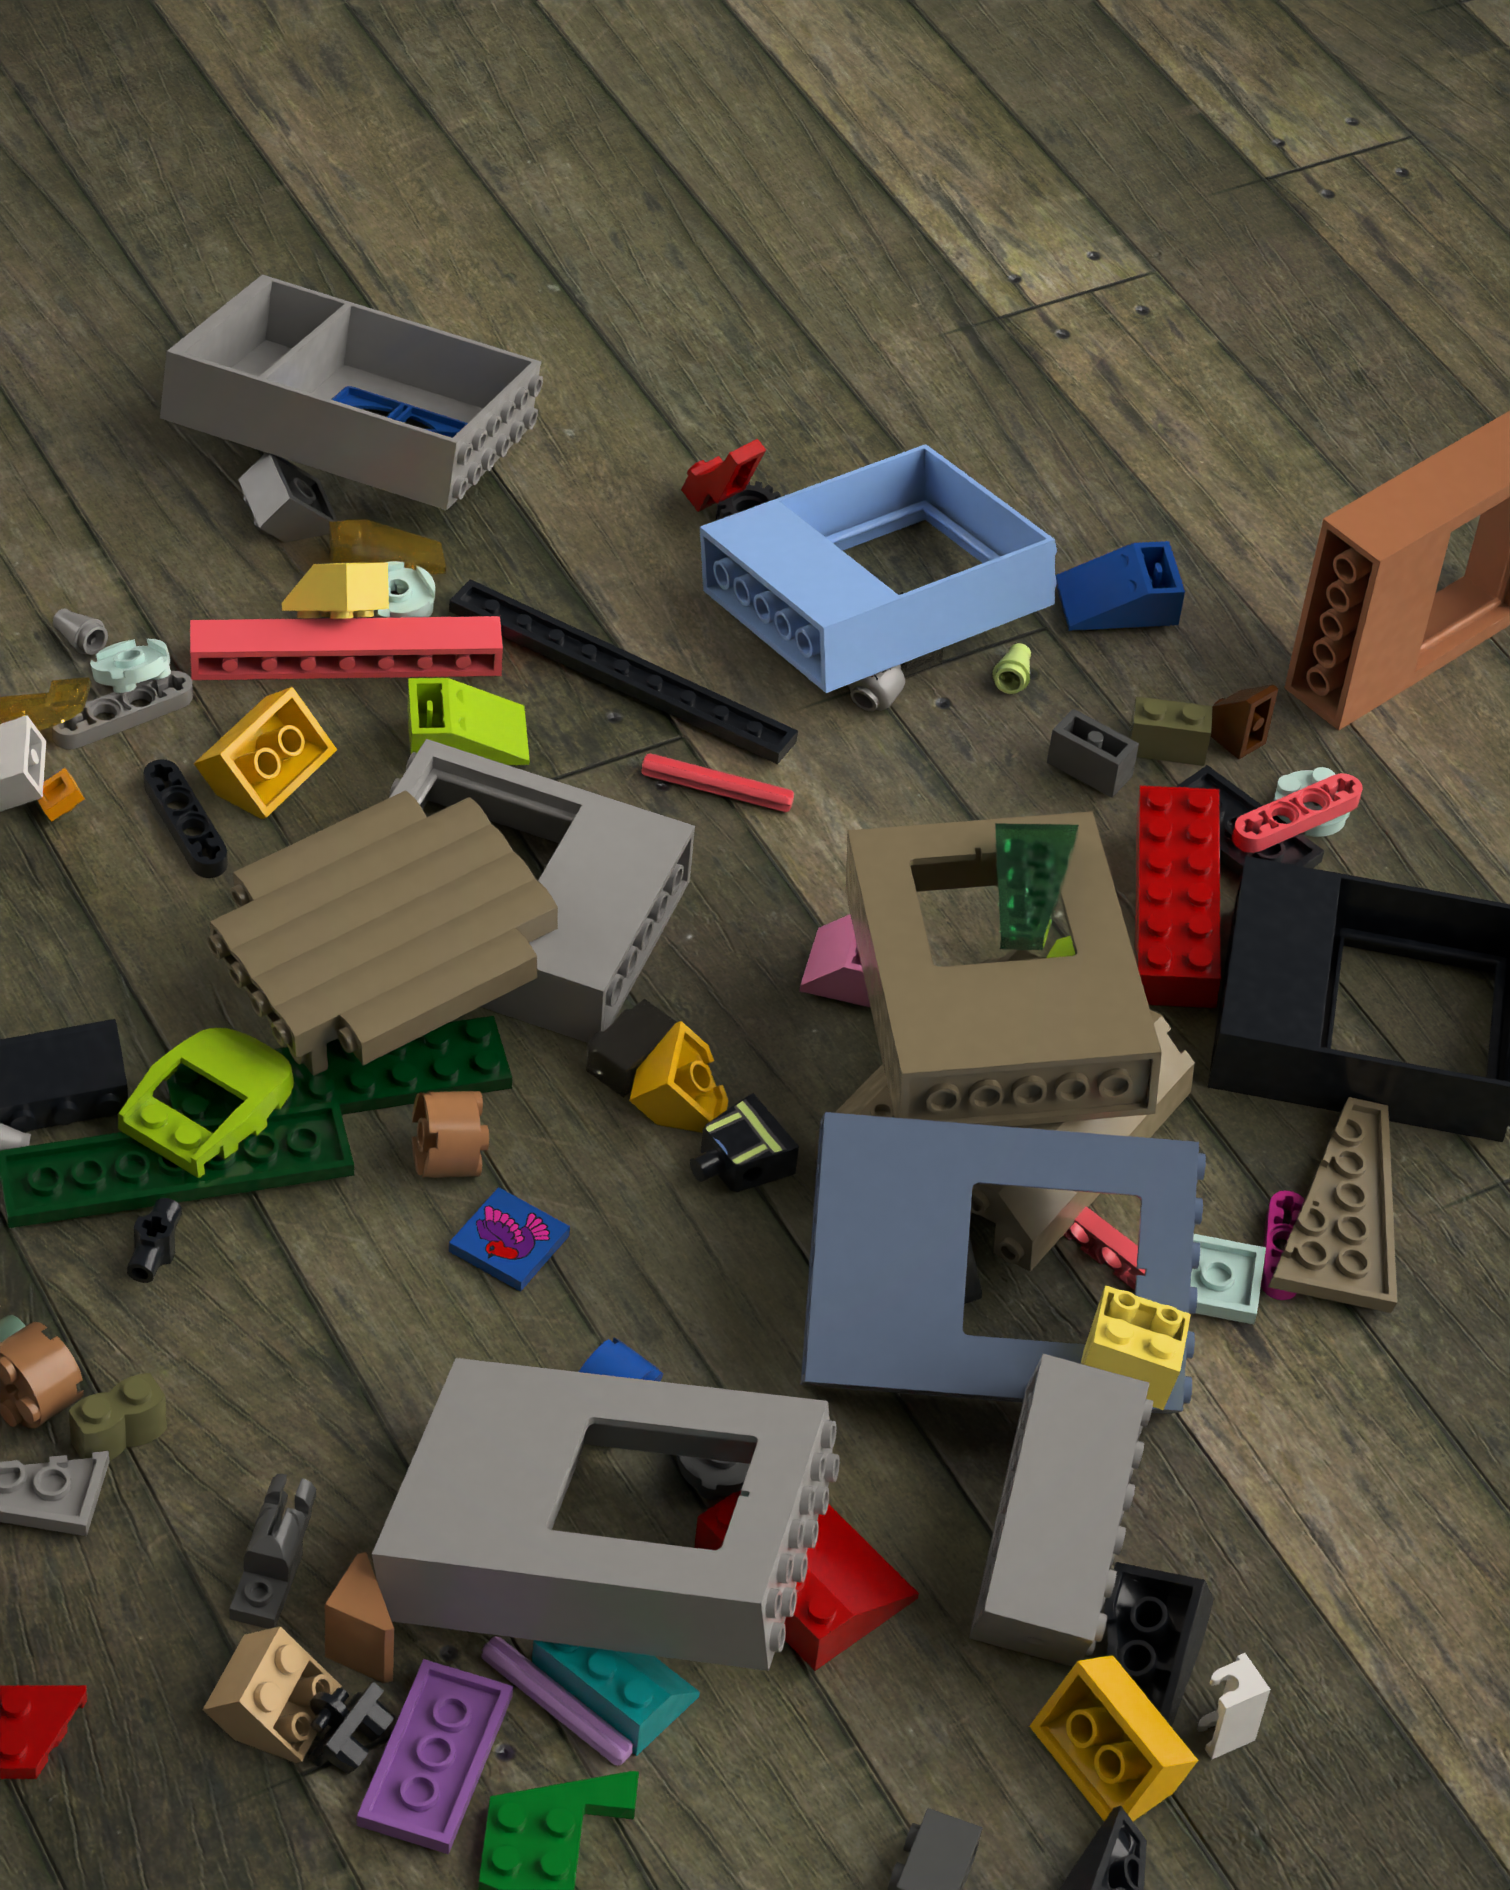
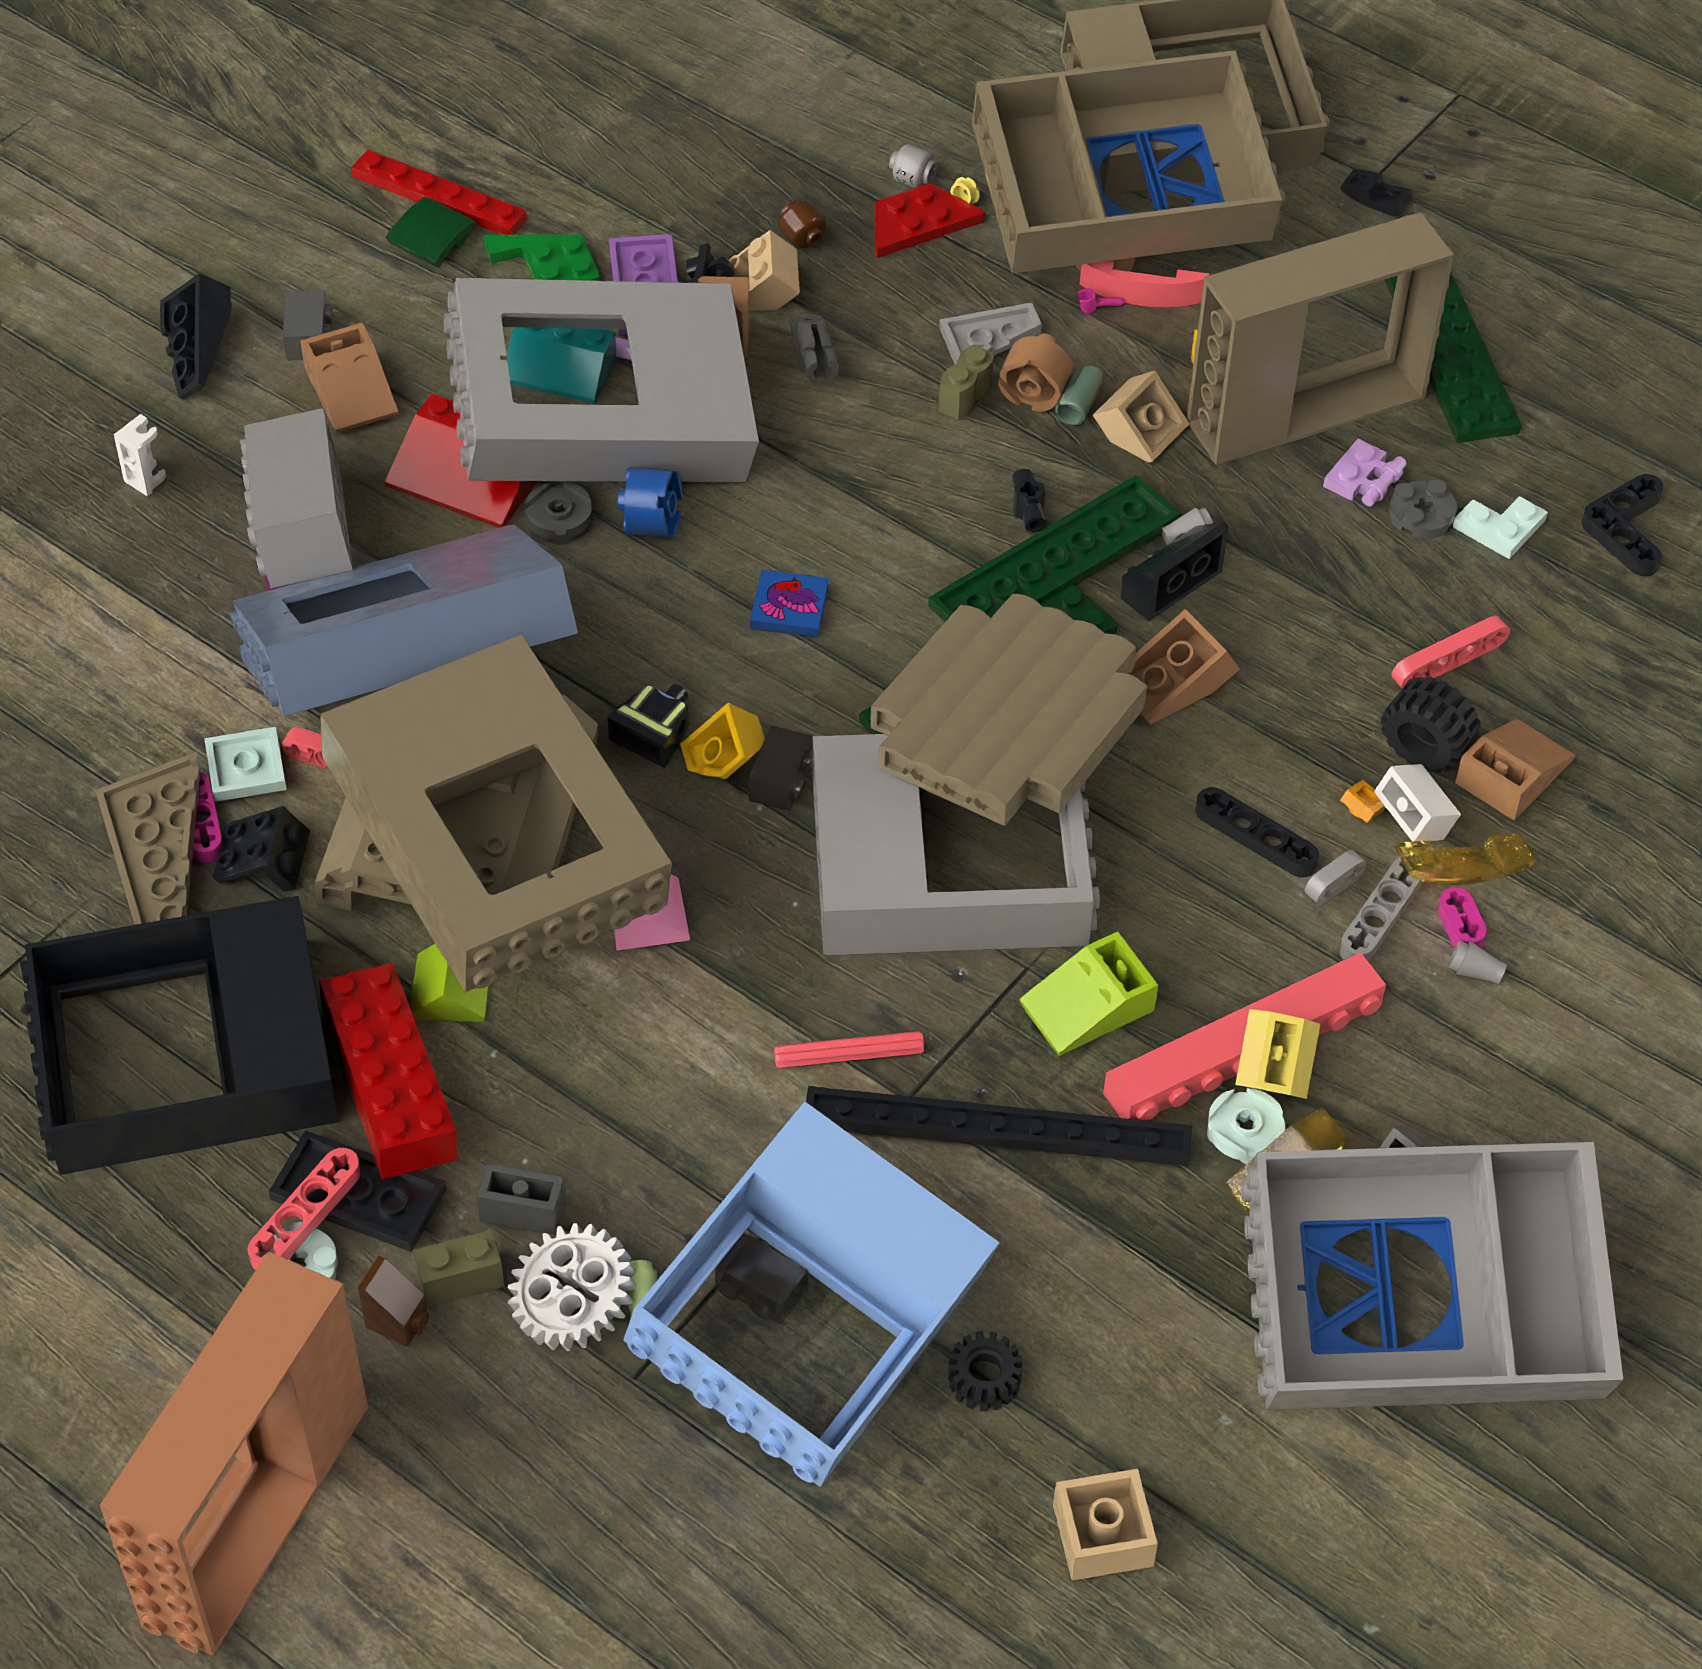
camera: 160 degrees right, 5 degrees up
(49, 671) = (1468, 916): none -> dark pink beam
(128, 664) = (1390, 947): light aqua plate -> none
(143, 986) = (1180, 667): none -> medium nougat slope
(147, 742) = (1335, 877): none -> light grey beam
(166, 1756) = (802, 224): none -> reddish brown head
(233, 1062) = (1069, 562): lime slope -> none
(266, 754) = (1234, 904): yellow slope -> none
(449, 1134) = (872, 631): medium nougat brick -> none
(719, 479) = (1023, 1357): red slope -> none
(722, 379) = (1105, 1524): none -> tan brick
(912, 1749) = (348, 377): none -> medium nougat slope
(1029, 879) = (491, 840): clear green wing -> none
(1076, 675) = (591, 1255): none -> white gear
(1112, 1739) = (204, 416): yellow slope -> none
(1123, 589) = (568, 1427): blue slope -> none
(1138, 1341) = (275, 575): light yellow slope -> none
(1157, 1630) = (209, 489): black wedge -> none
(1240, 1171) = (263, 843): none -> black bracket

